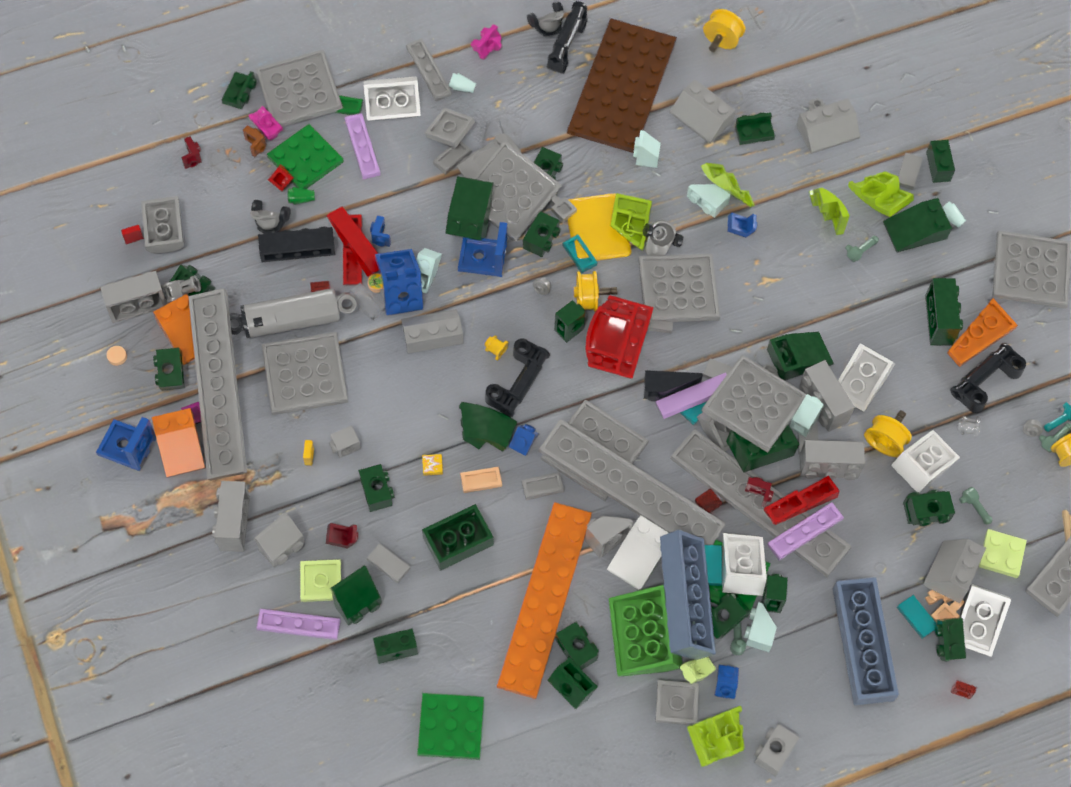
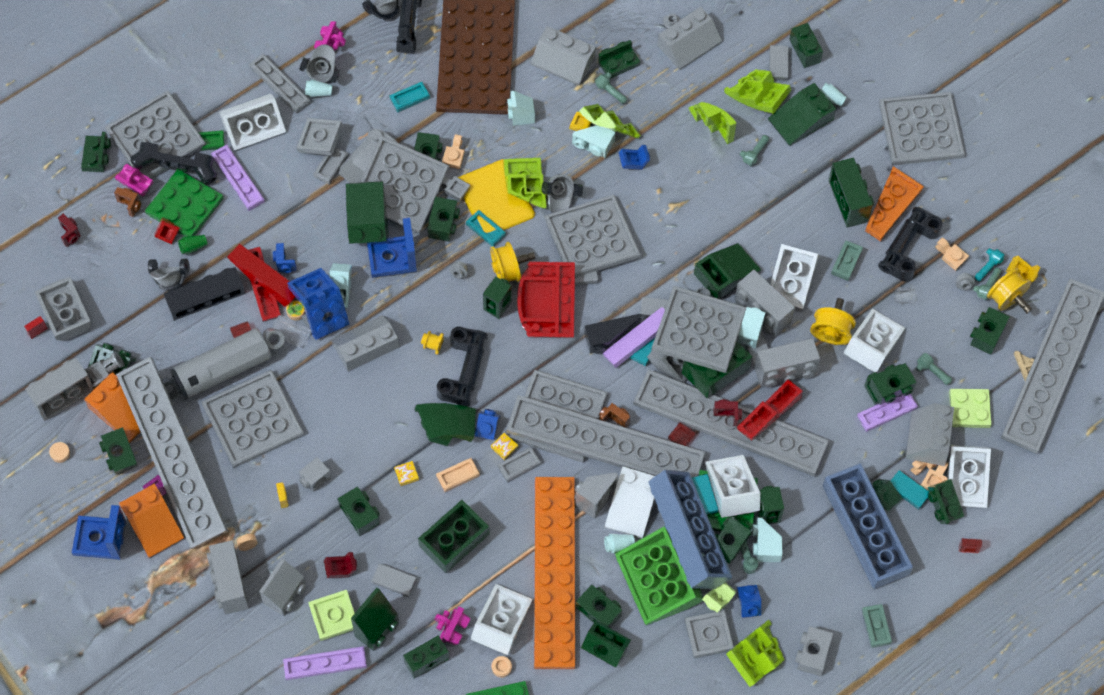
camera: 15 degrees left, 0 degrees up
(261, 488) = (247, 542): none -> light nougat tile
(287, 102) = (150, 154): none -> black plate
(437, 617) = (456, 618): none -> dark pink hips
(465, 676) = (501, 666): none -> light nougat tile
(471, 61) = (321, 64): none -> light grey cap
(479, 630) = (501, 619): none -> white slope
(533, 464) = (504, 446): none -> tile
(546, 113) = (409, 96): none -> teal tile
(570, 177) = (454, 155): none -> light nougat plate
(613, 587) = (618, 542): none -> light aqua cone
(653, 465) = (615, 413): none -> dark orange bracket
(699, 177) = (579, 122): none -> yellow tile
(733, 146) = (603, 82): none -> sand green piece
(805, 531) = (781, 438): lavender tile -> none
(846, 742) = (876, 625): none -> sand green plate
(893, 614) = (886, 493): none -> clear green bracket
(915, 534) = (886, 412): none -> lavender tile
(920, 376) = (846, 260): none -> sand green plate
(1027, 400) = (952, 255): none -> light nougat plate
(1039, 492) = (987, 340): none -> dark green brick

